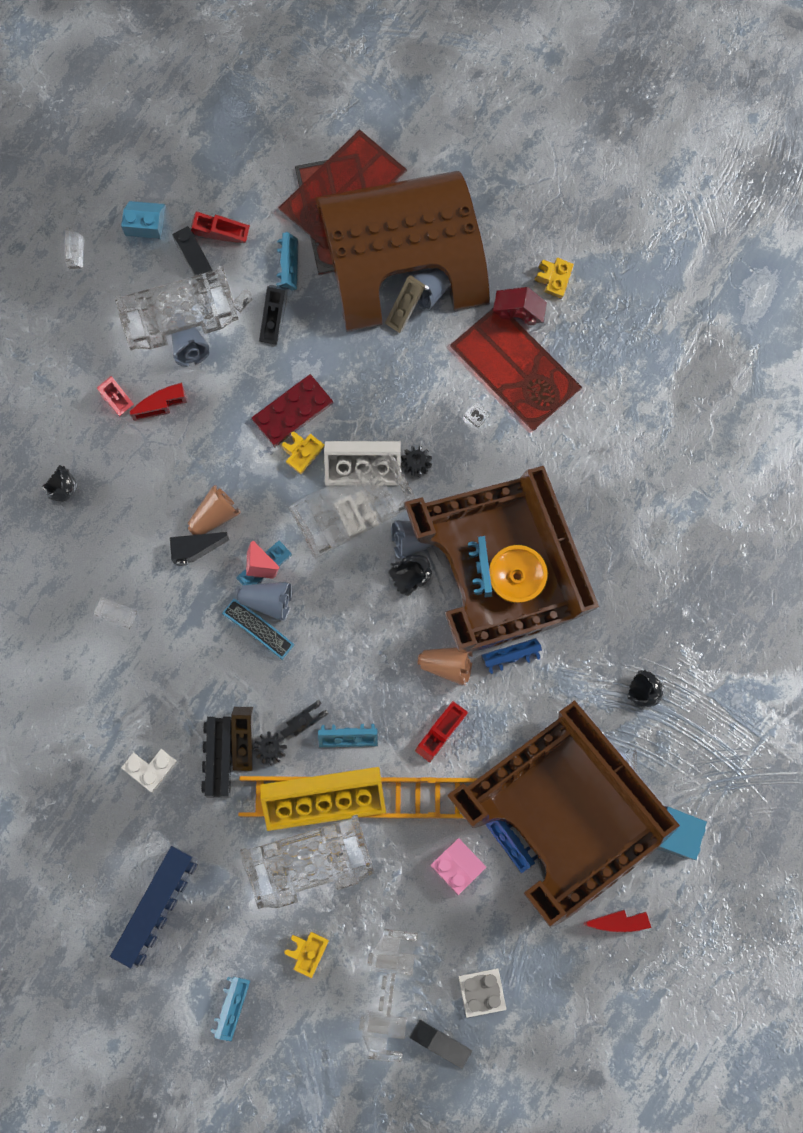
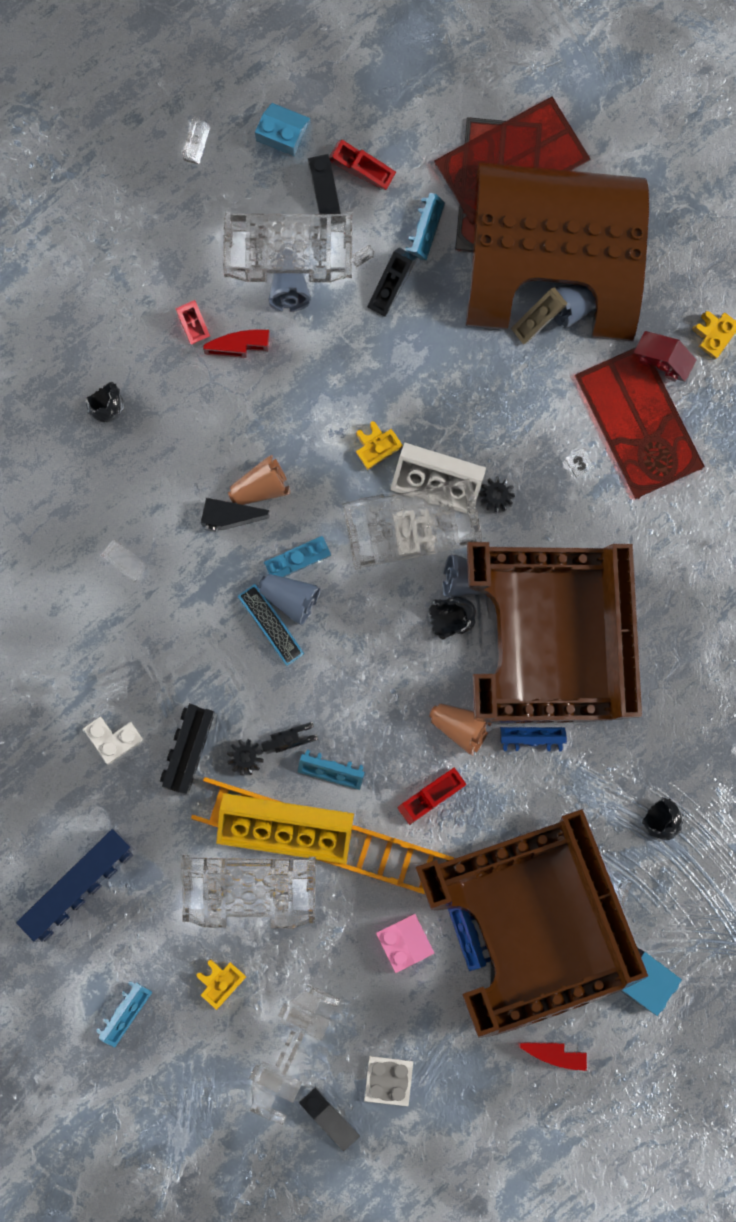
camera: 15 degrees right, 5 degrees up
(242, 738) = (219, 737): dark brown slope -> none
(259, 563) = (293, 555): coral slope -> none
(292, 410) = (380, 396): dark red plate -> none
(482, 567) = (530, 634): dark azure plate -> none
(520, 561) = (577, 643): light orange dish -> none

